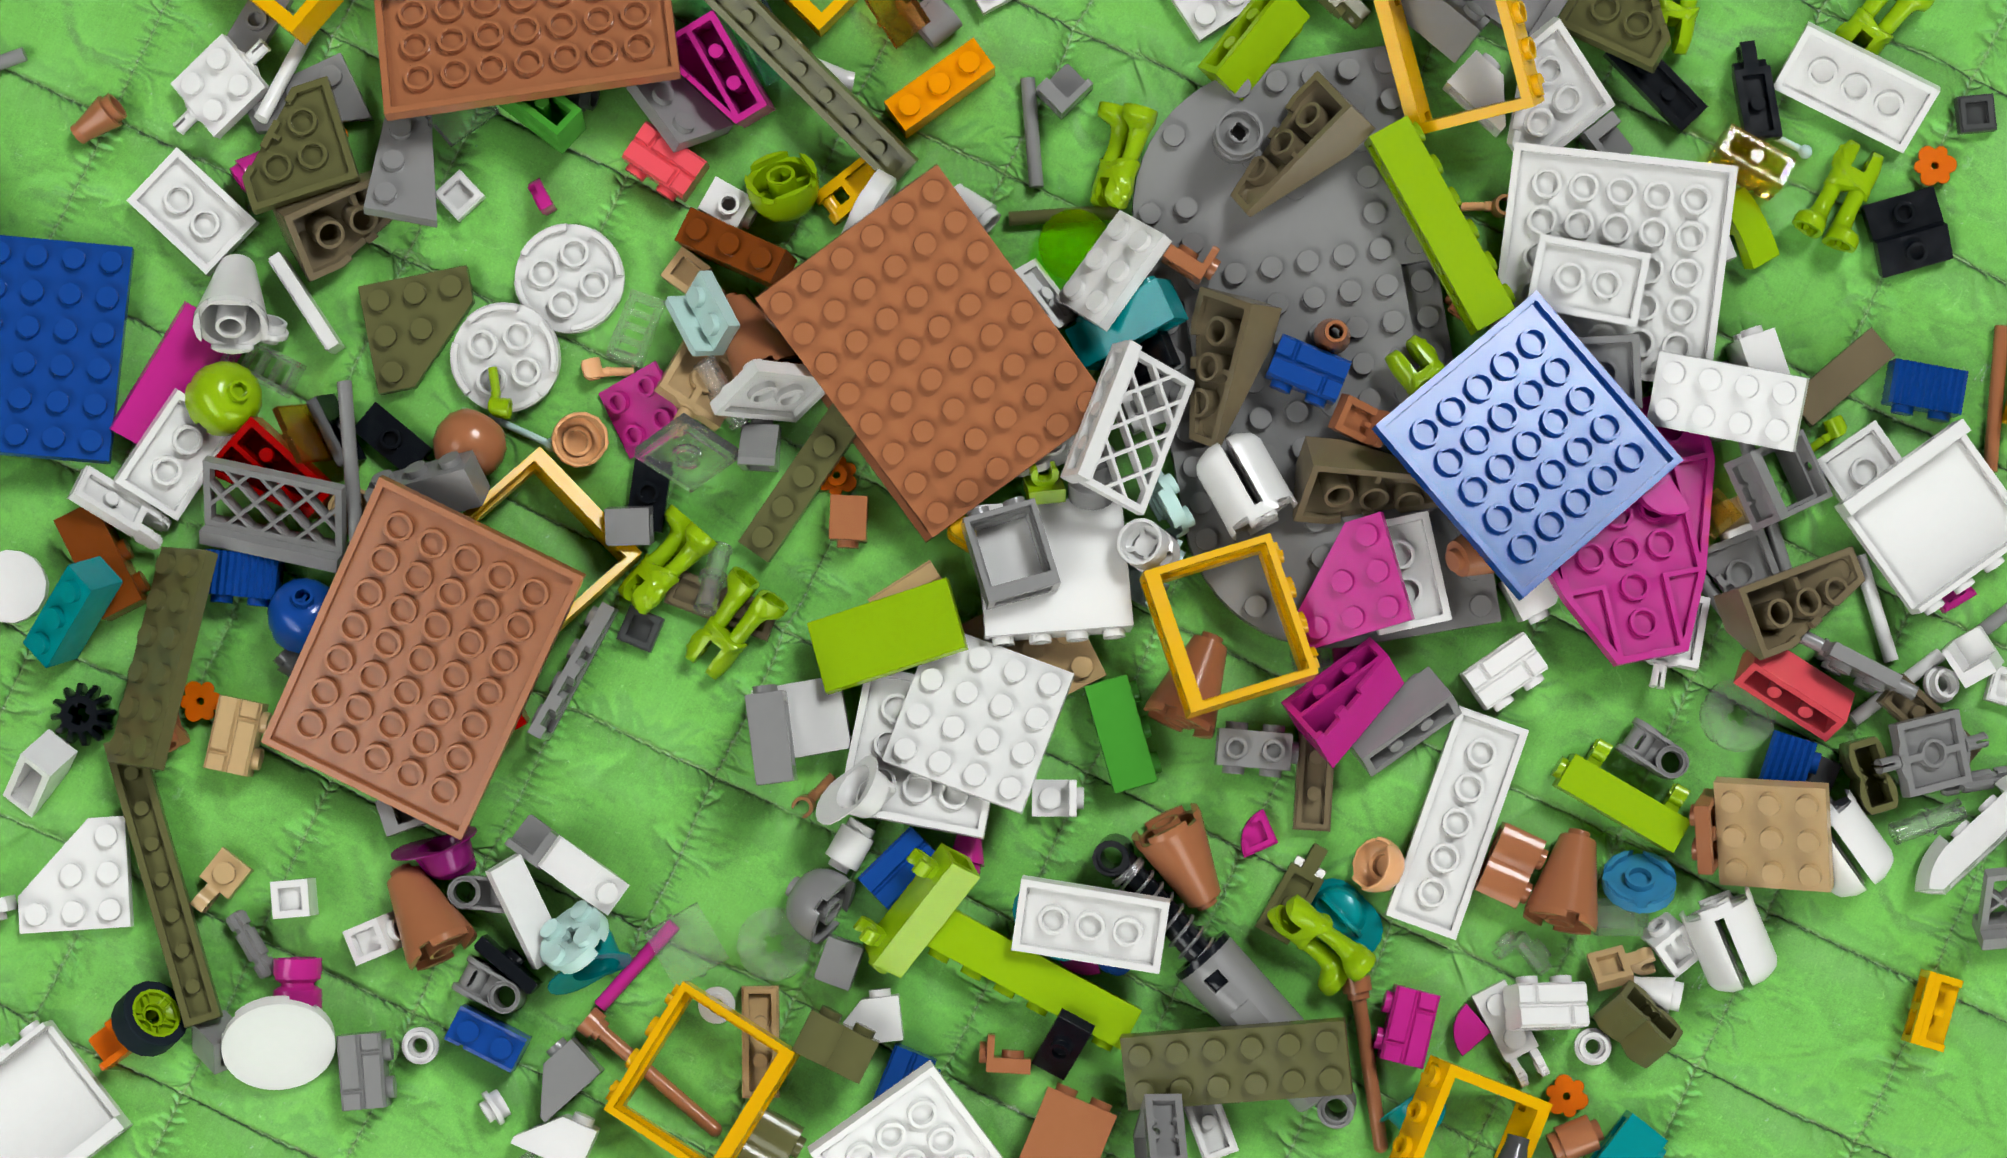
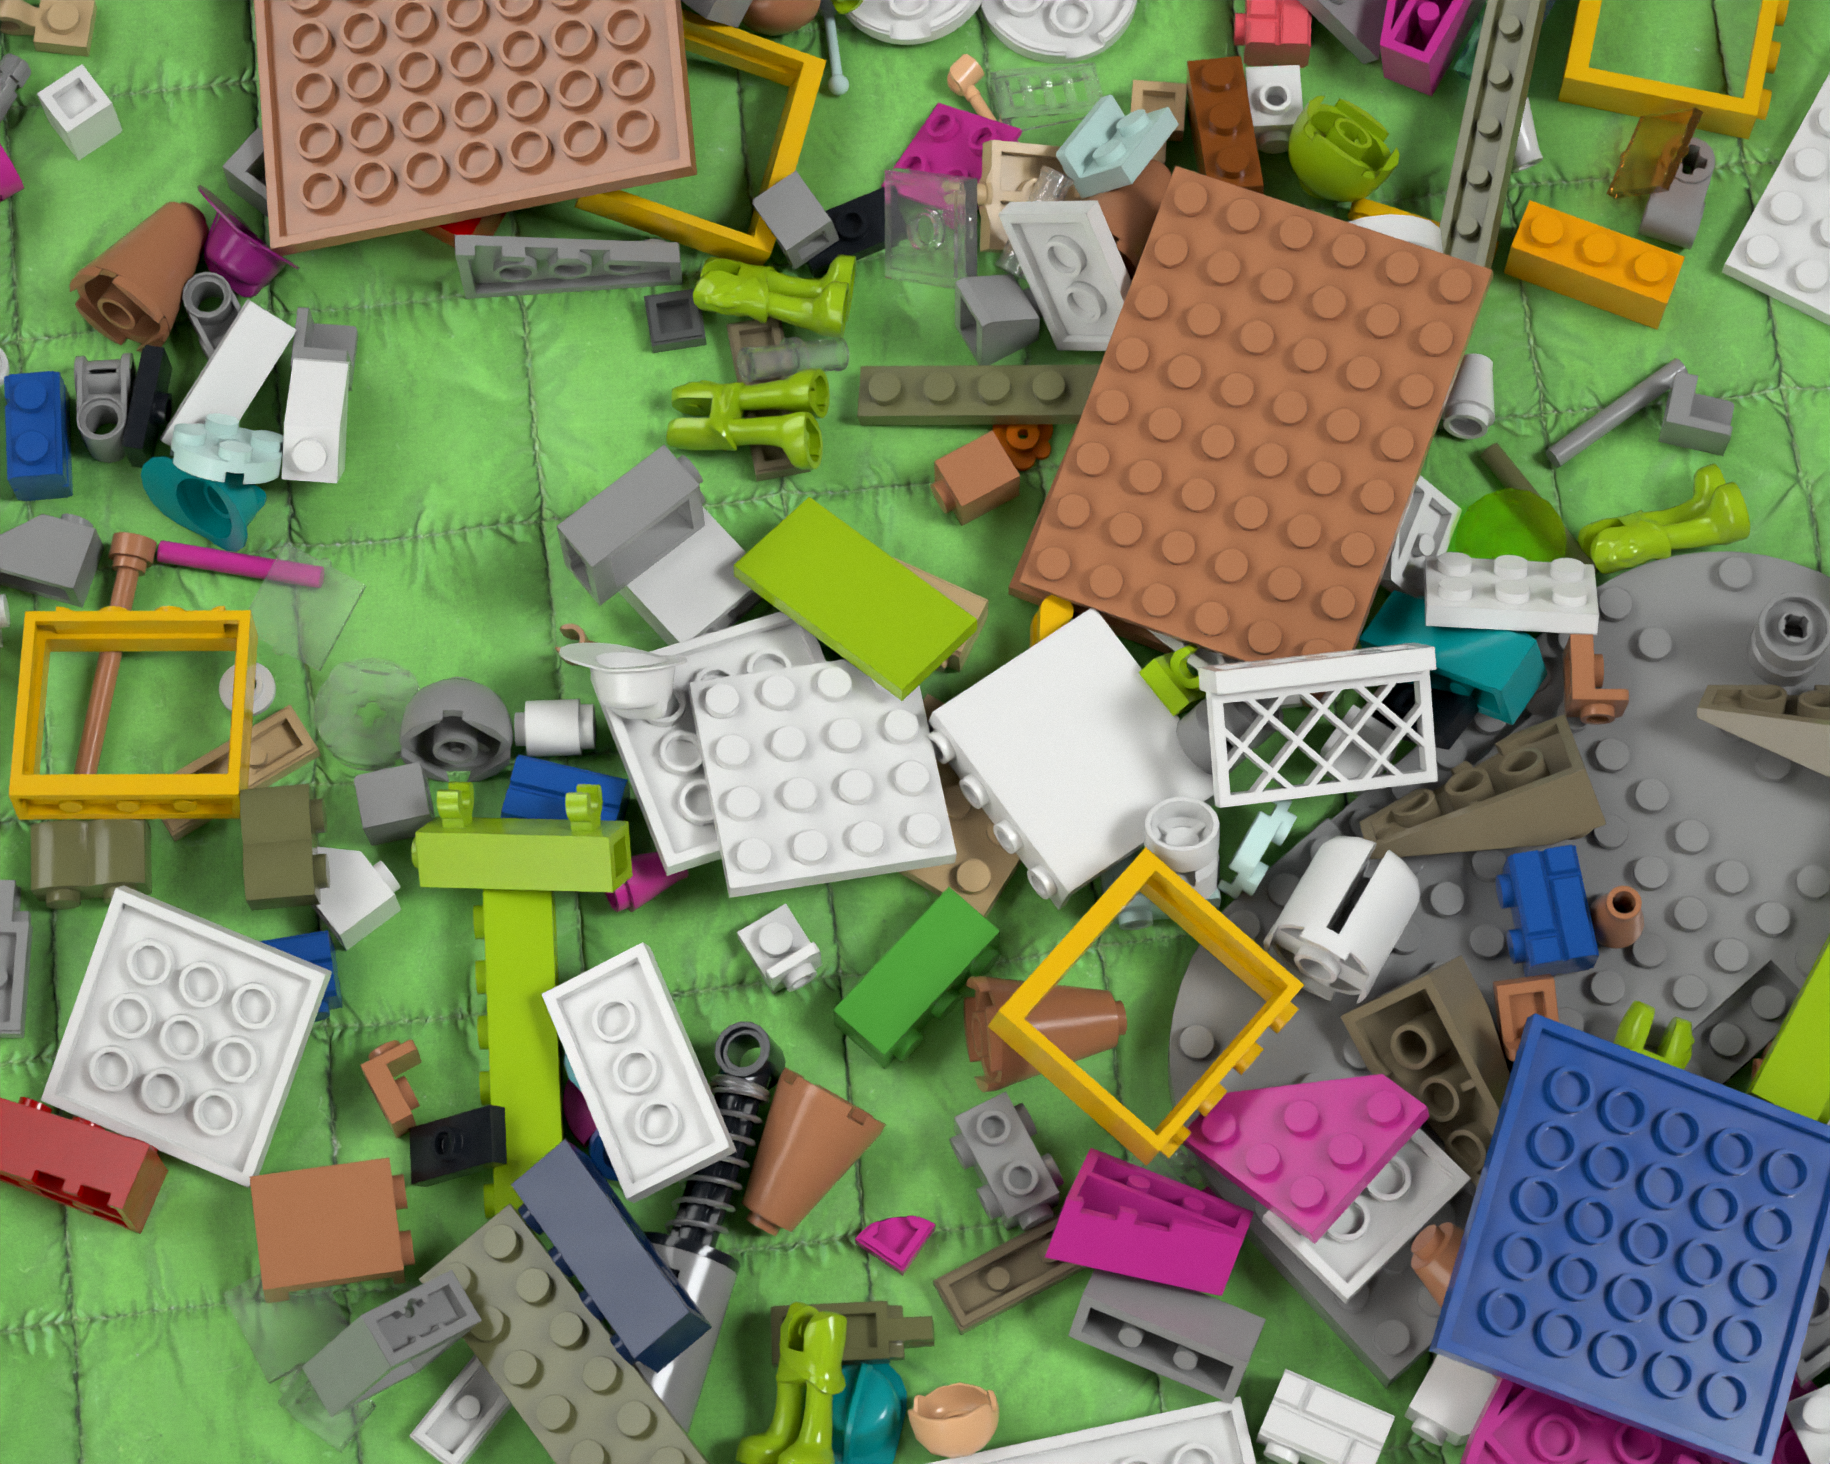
camera: 60 degrees right, 15 degrees down
(373, 938) = (82, 229): white bracket -> none
(579, 439) = (865, 105): light nougat hair -> none
(1018, 589) = (1023, 712): light grey window -> none
(1190, 1004) = (609, 1257): none -> brick

